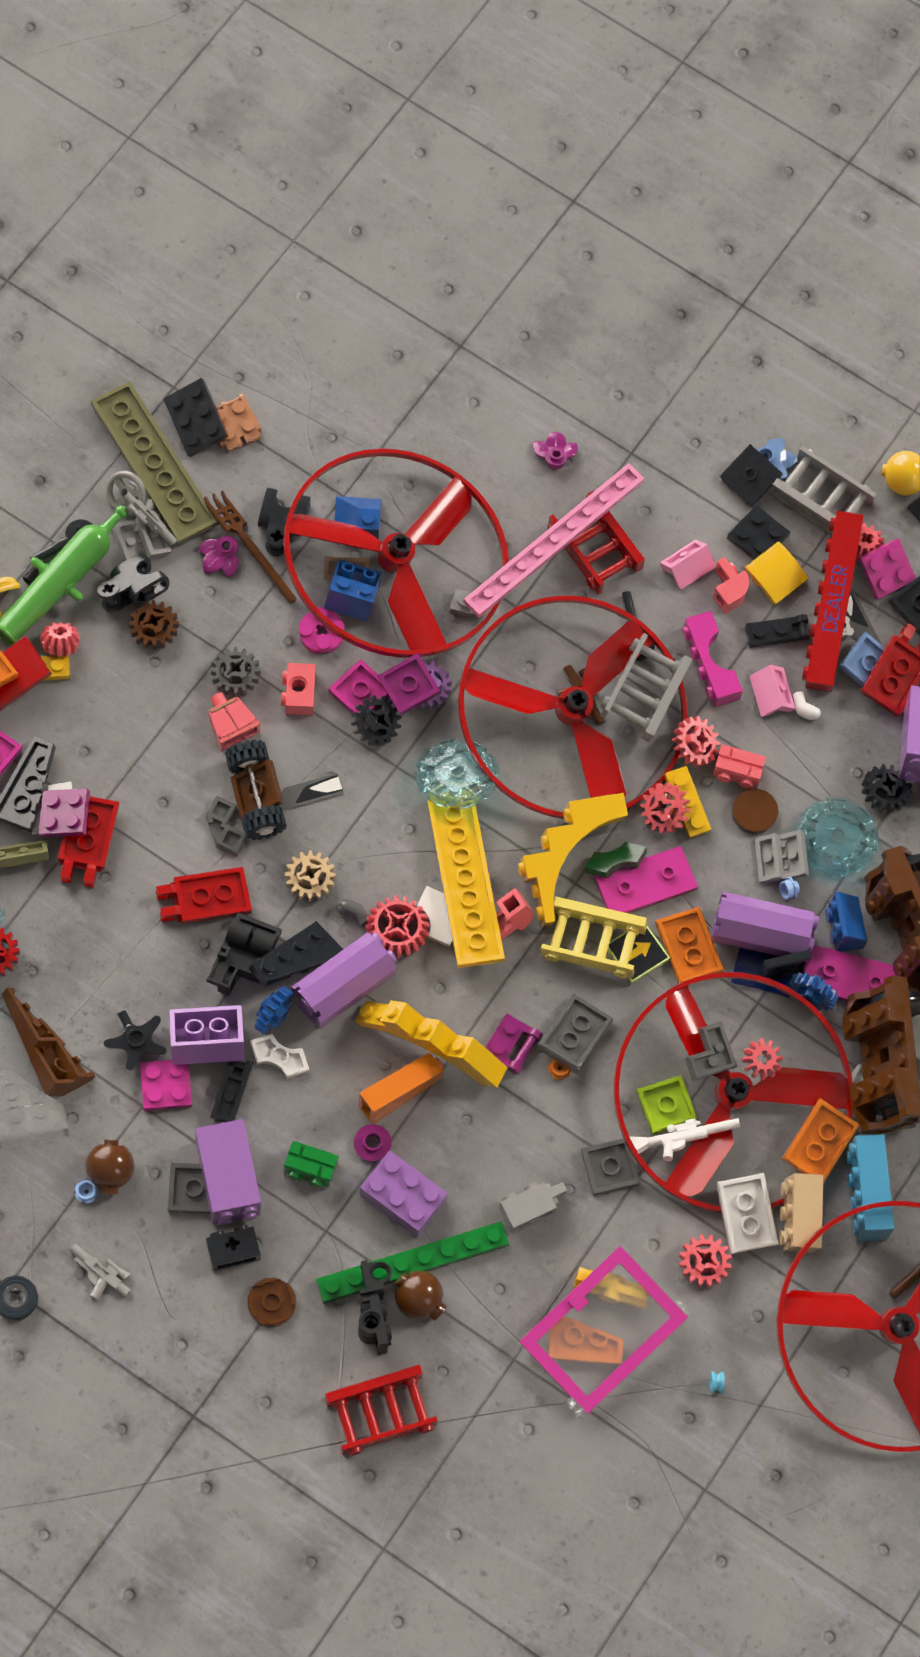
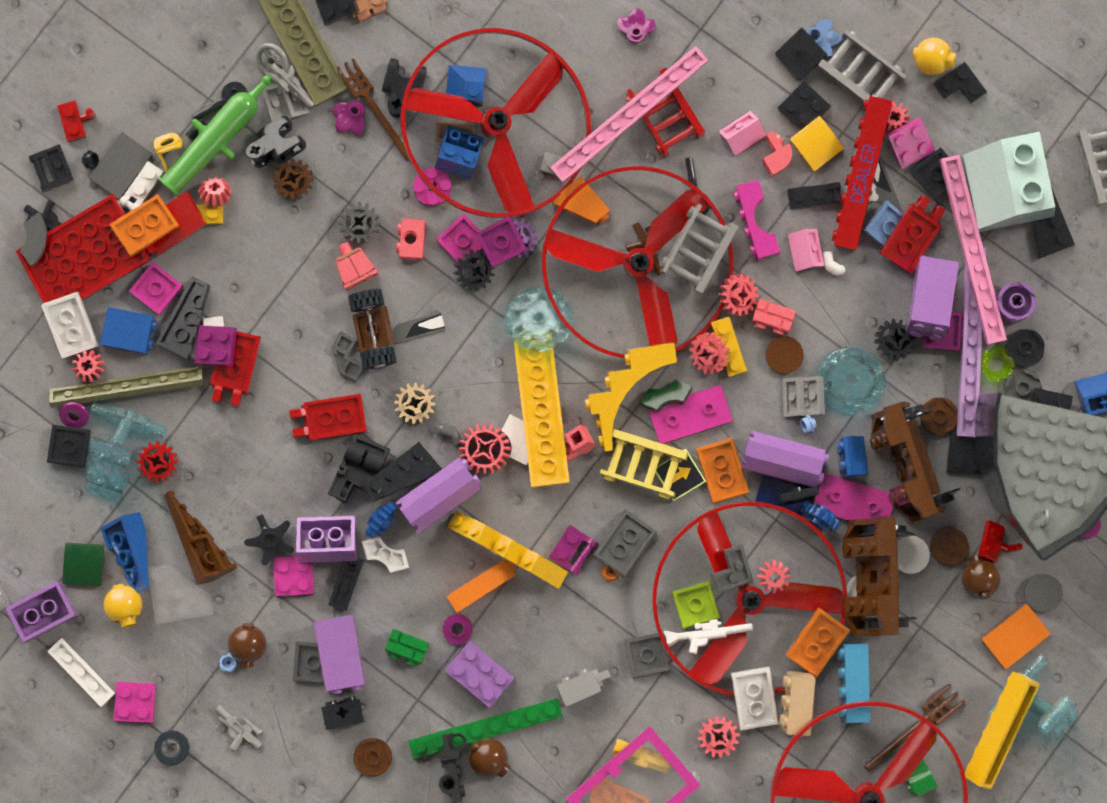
camera: 10 degrees right, 15 degrees up
(504, 645) = (583, 204): none -> orange slope

